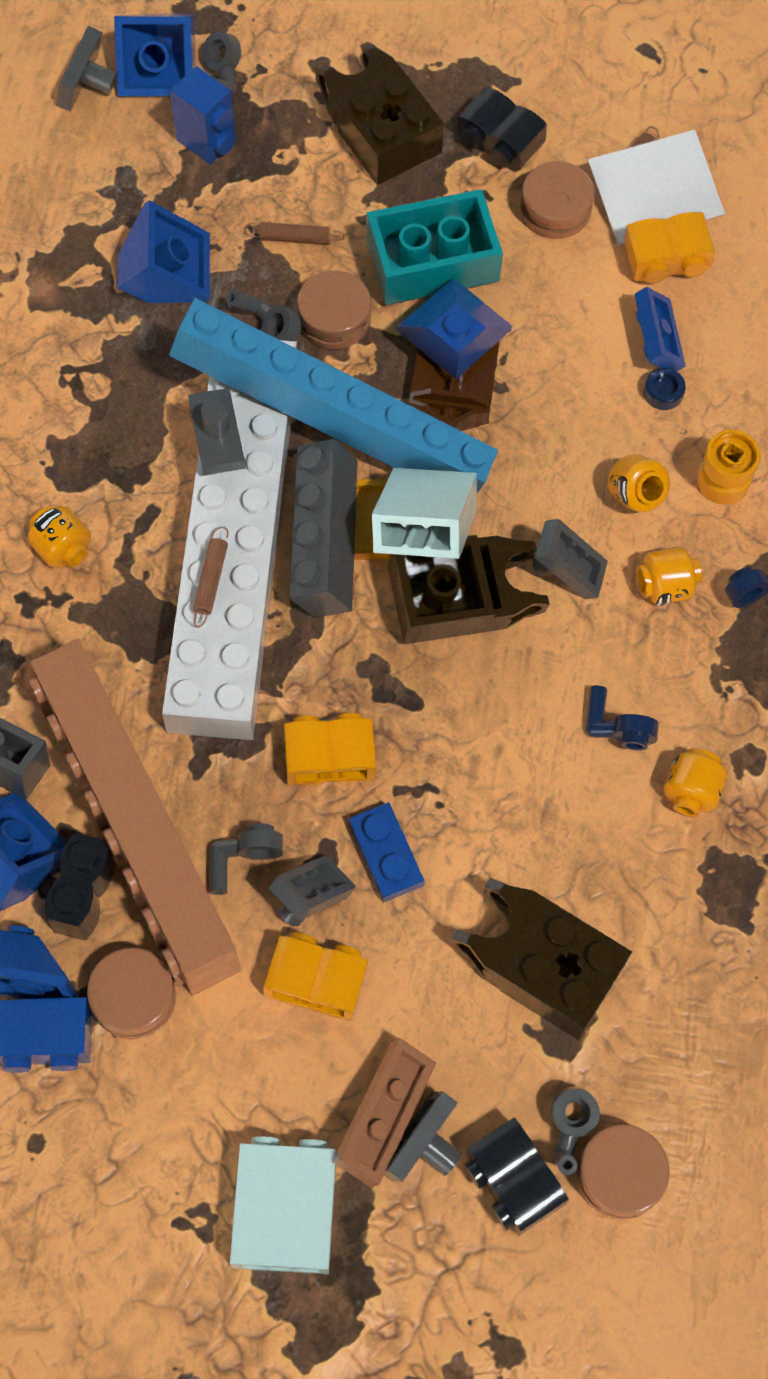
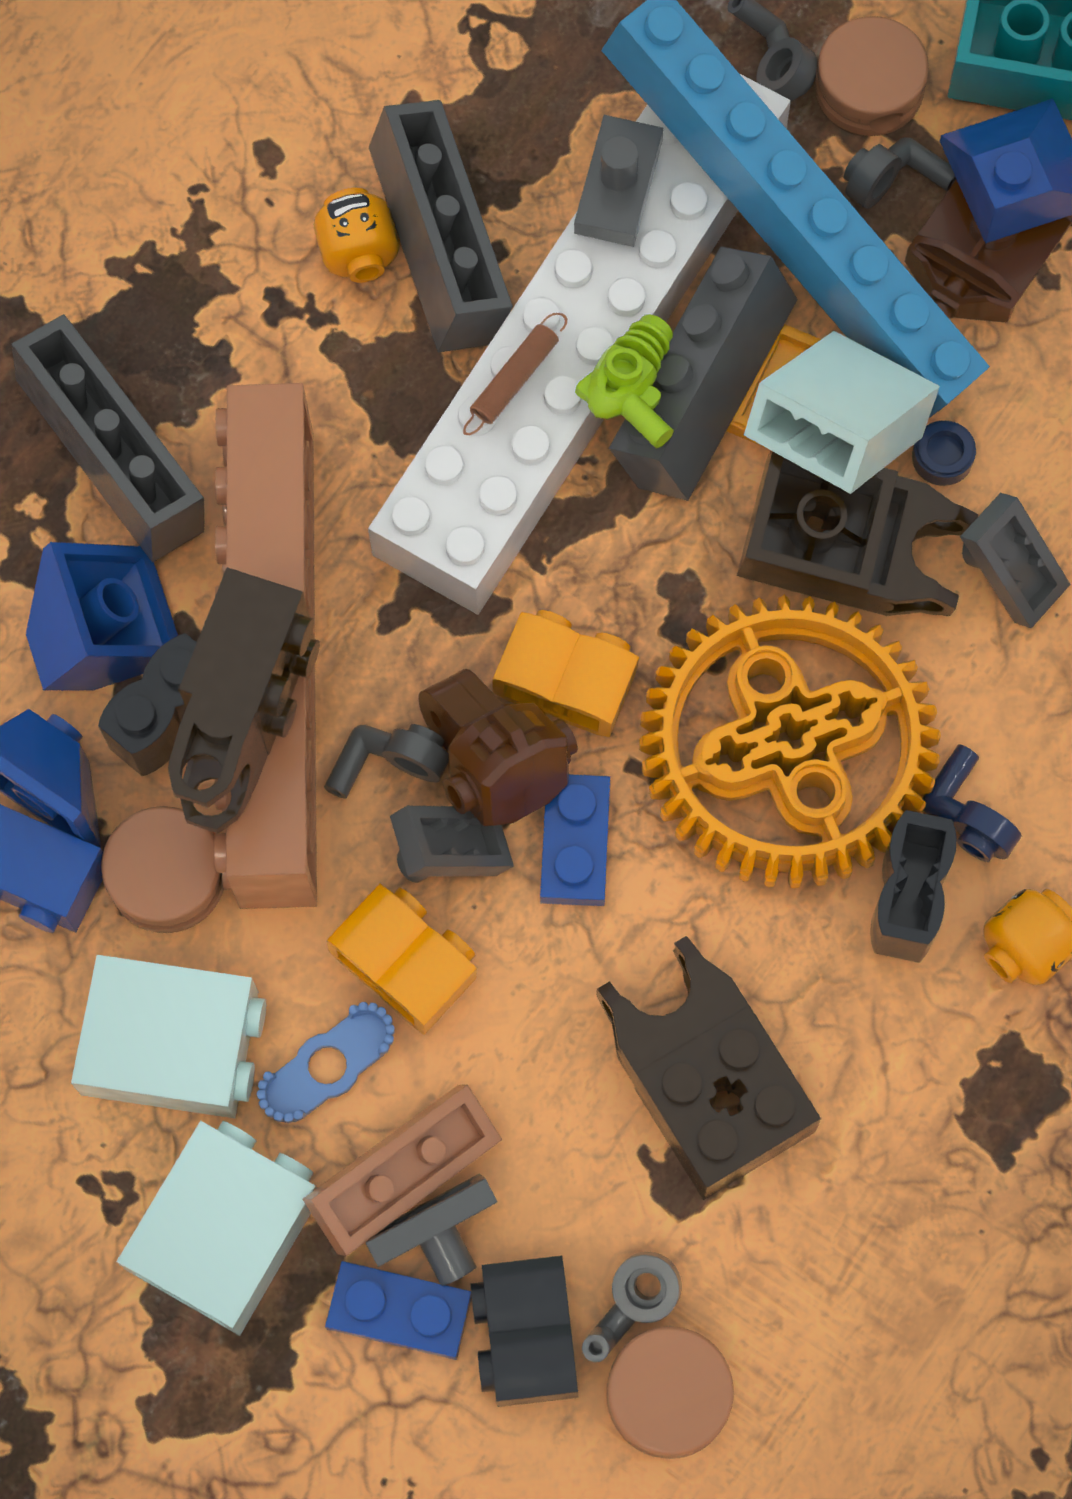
camera: 30 degrees right, 5 degrees up
(112, 508) = (439, 225): none -> dark grey brick
(141, 848) = (239, 693): none -> dark brown brick
(188, 1100) = (168, 1037): none -> light aqua brick
(282, 548) = (625, 379): none -> lime piece
(312, 1042) = (362, 1040): none -> medium blue piece
(317, 817) = (500, 754): none -> reddish brown piece
(365, 363) = (875, 170): none -> dark grey plate
(424, 1205) = (398, 1310): none -> blue plate
(492, 515) = (944, 453): none -> dark blue tile
(492, 747) = (802, 716): none -> light orange gear
(607, 776) = (913, 878): none -> black brick

